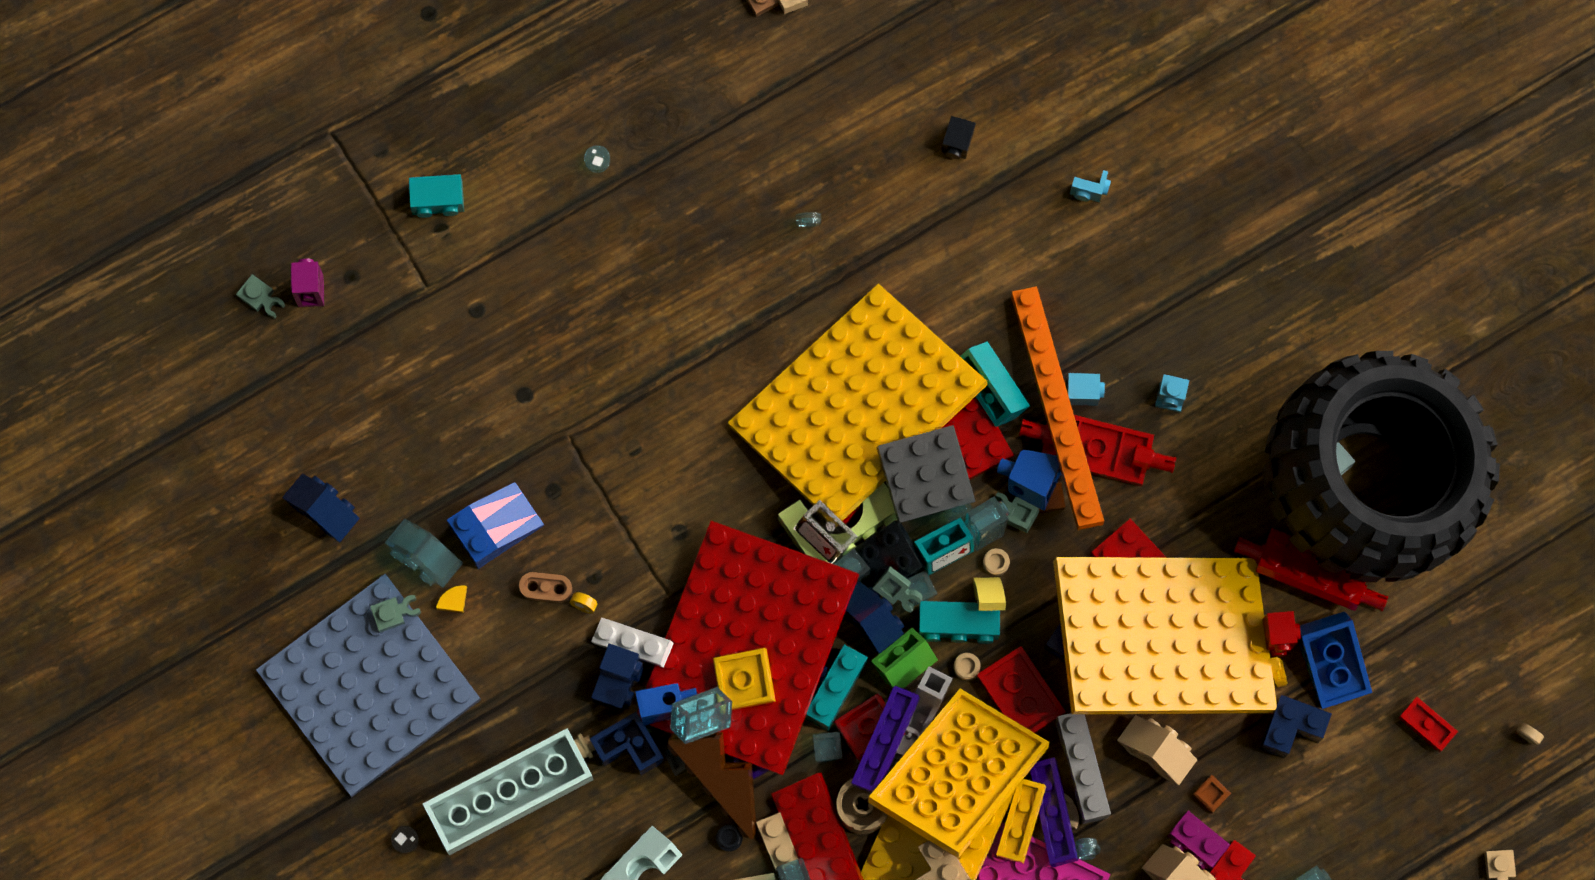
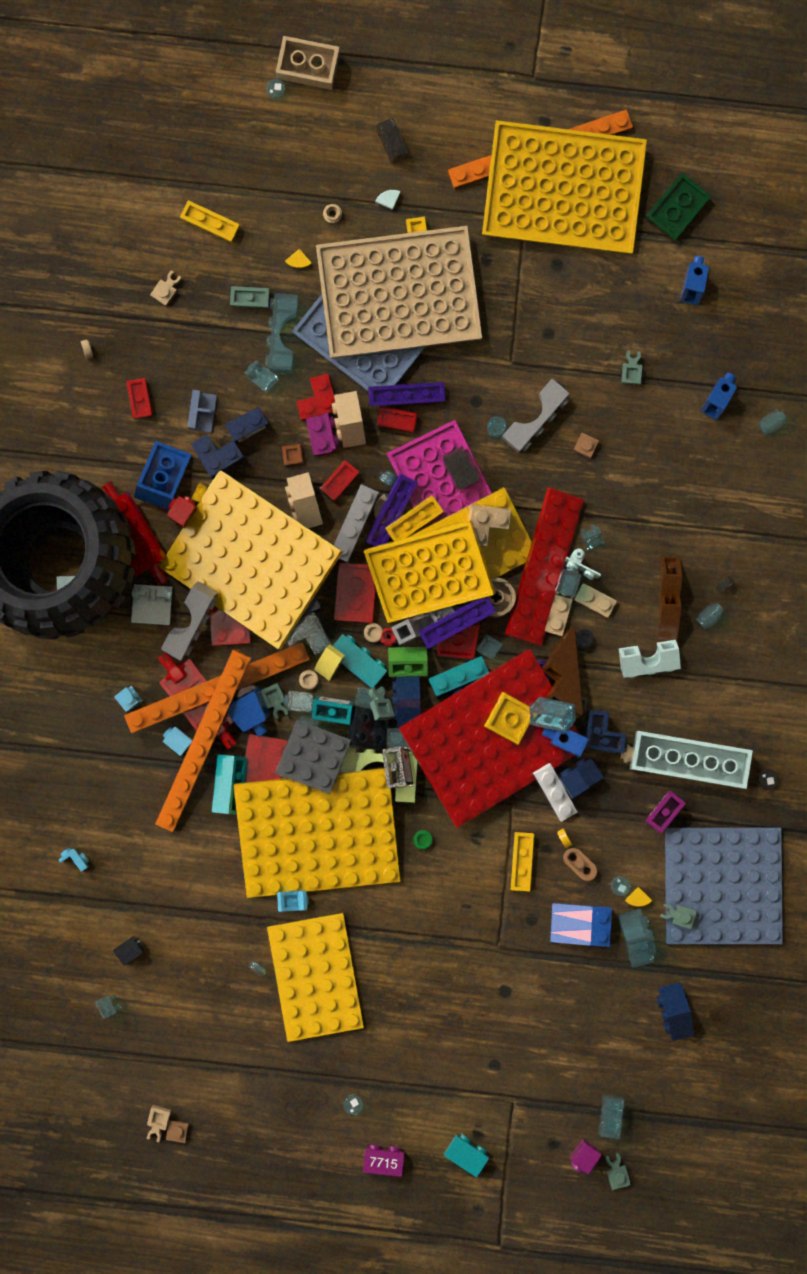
camera: 140 degrees left, 10 degrees up
(310, 346) = (611, 1116): none -> clear light blue brick
(482, 598) = (620, 886): none -> clear light blue tile
(494, 712) = (664, 812): none -> magenta brick
(520, 125) = (383, 1160): none -> magenta brick
(611, 542) = (522, 861): none -> yellow plate
(737, 486) = (422, 839): none -> green tile
(740, 258) = (315, 977): none -> yellow plate
(827, 315) = (292, 901): none -> medium azure bracket
(935, 64) = (106, 1007): none -> clear light blue tile
(950, 669) = (388, 642): none -> red plate
(1033, 614) = (310, 629): none -> clear light blue brick
(1098, 457) = (203, 692): none -> orange plate
(1137, 804) = (339, 480): none -> red plate
(1181, 545) = (199, 601): none -> light grey arch
(1230, 512) = (151, 604): none -> light aqua hinge
(1287, 785) = (247, 425): none -> dark blue brick
(1317, 853) = (261, 376): none -> clear light blue bracket
(1349, 763) = (201, 411): none -> sand blue panel

